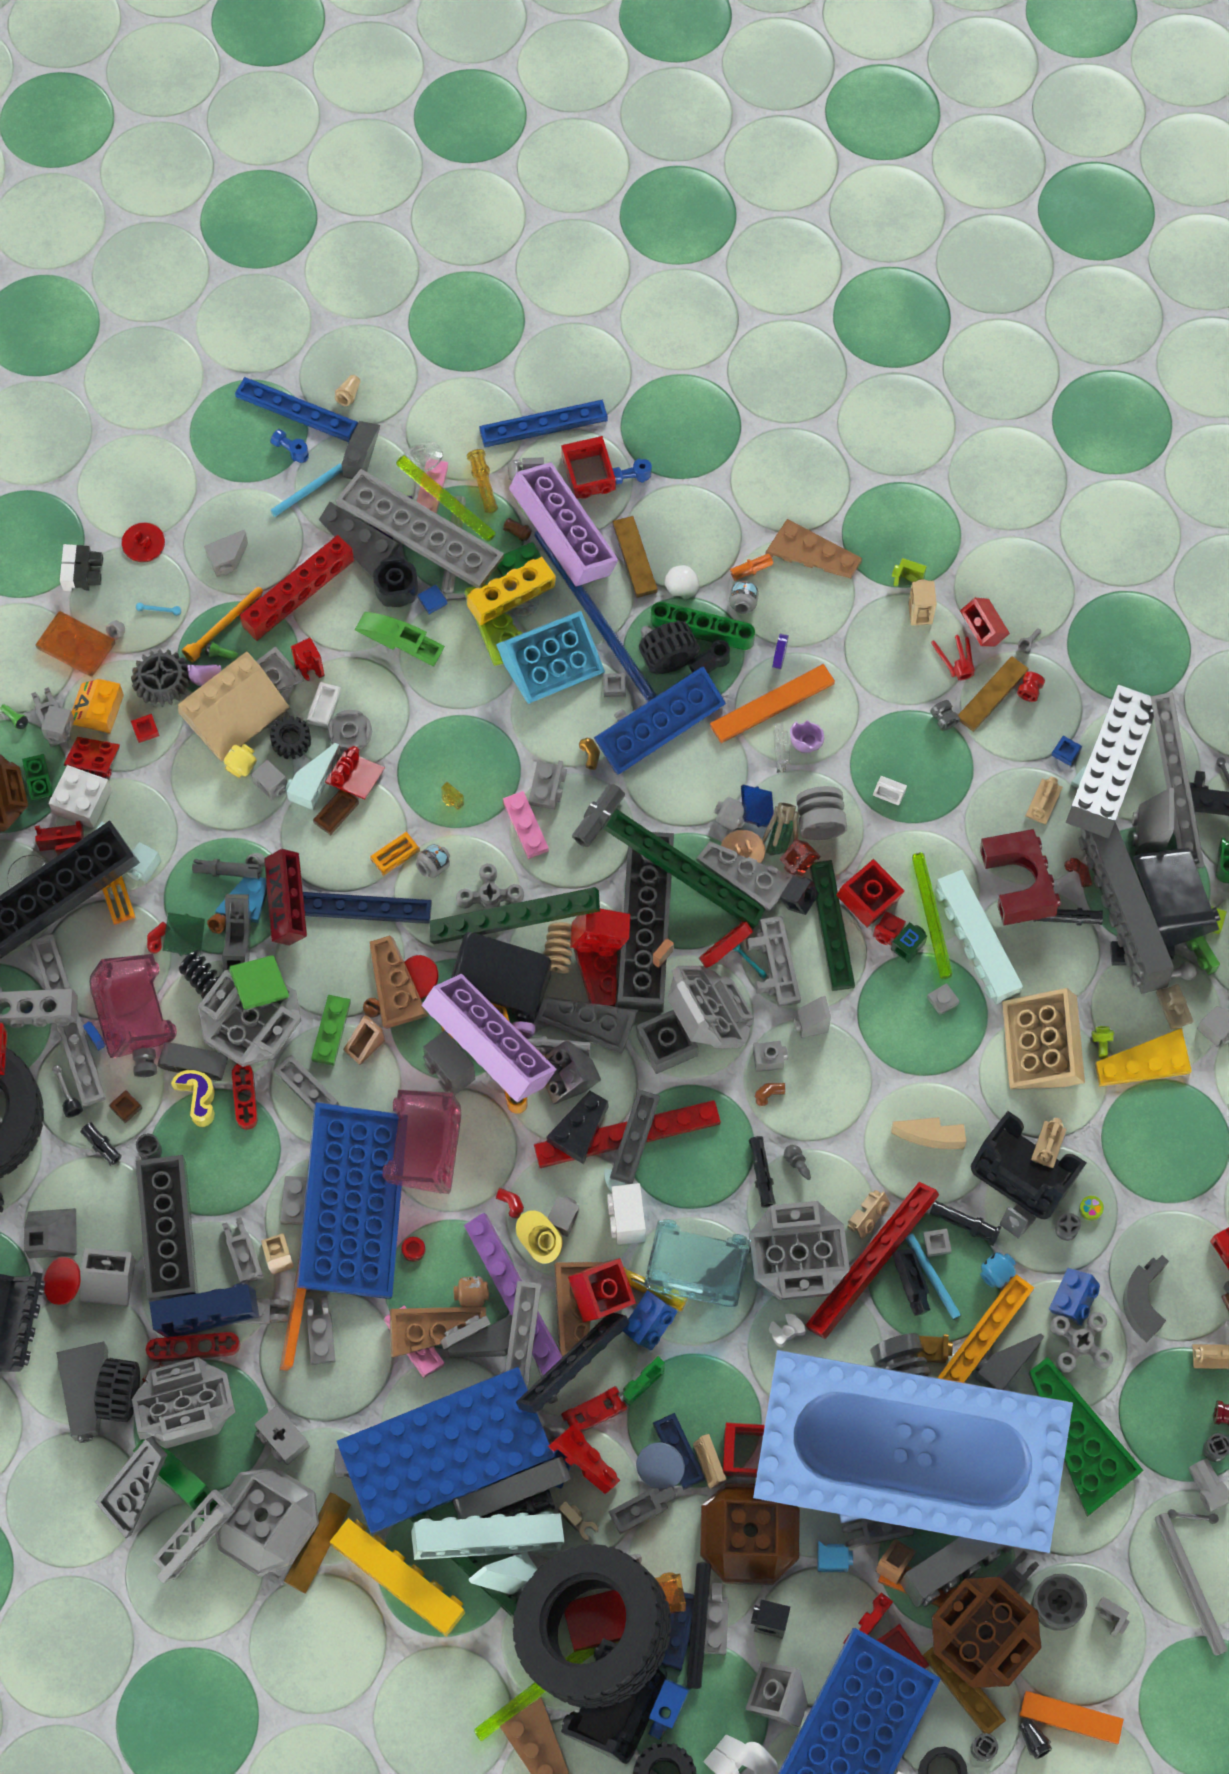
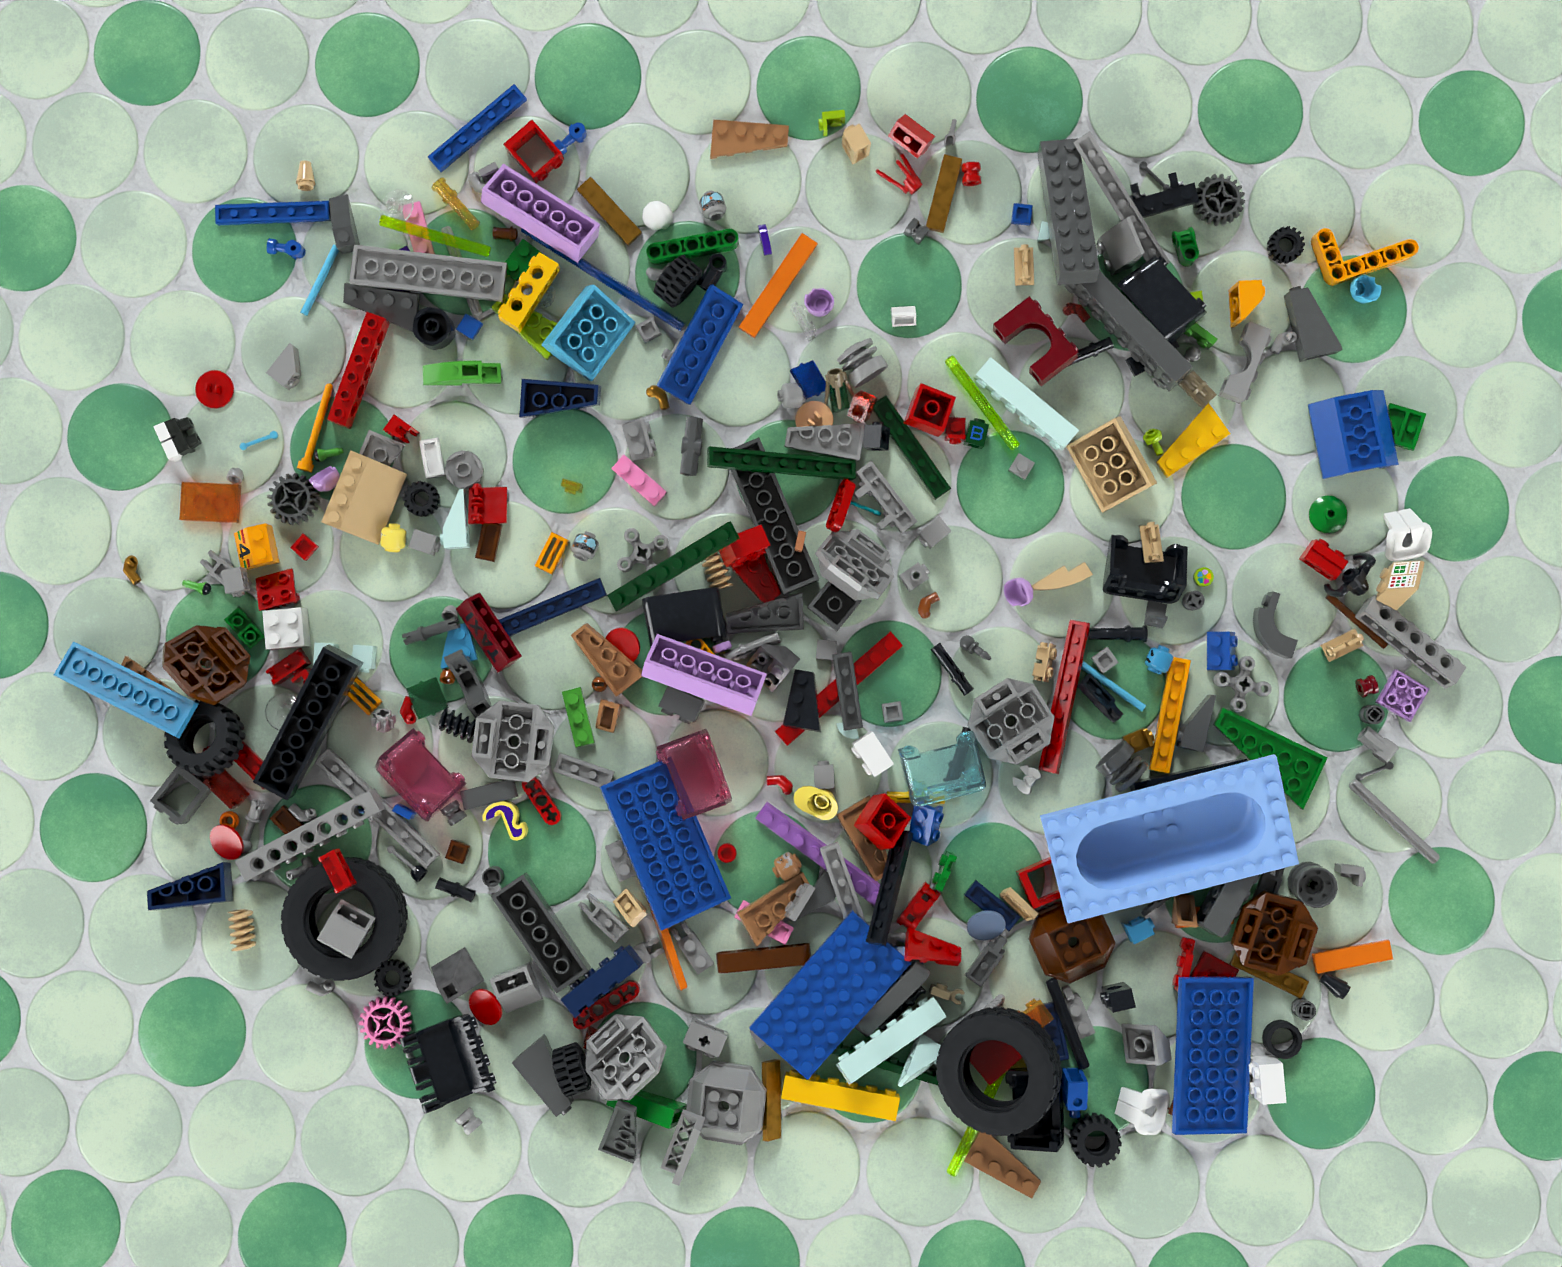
camera: 25 degrees left, 20 degrees up
(126, 933) = (383, 720): none -> light grey gear
(258, 982) = (507, 715): bright green tile -> none
(389, 1378) = (763, 958): none -> reddish brown beam
(481, 701) = (549, 397): none -> dark blue wedge
(632, 1084) = (825, 649): none -> light grey tile
(673, 1187) = (892, 712): none -> light grey tile
(751, 567) = (705, 176): orange axle -> none
(875, 1123) = (1018, 592): none -> lavender hair

